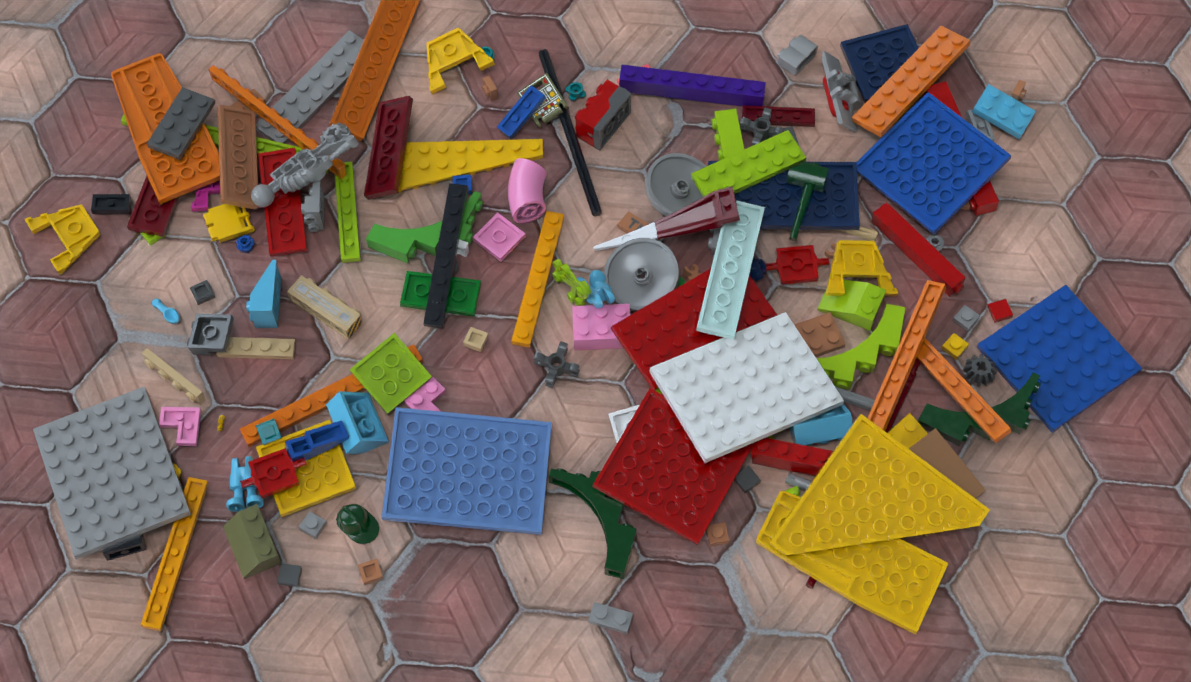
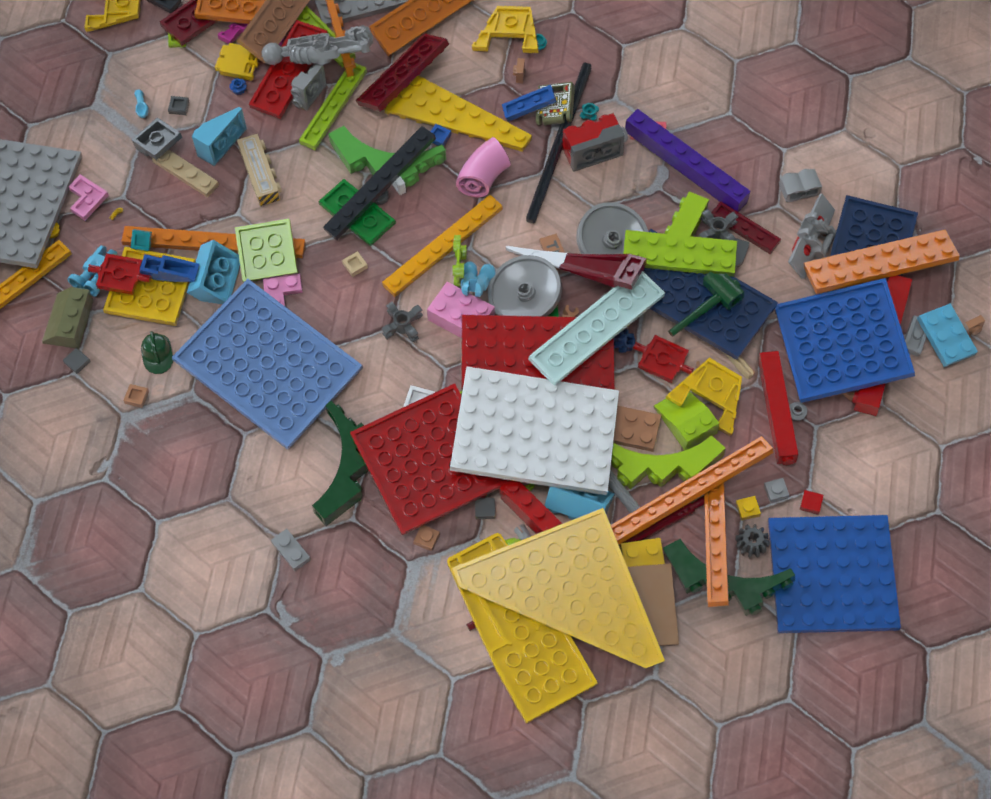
camera: 35 degrees right, 0 degrees up
(178, 381) = (107, 163): tan plate -> none
(312, 525) = (122, 333): light grey plate -> none
(499, 237) = (436, 193): bright pink plate -> none

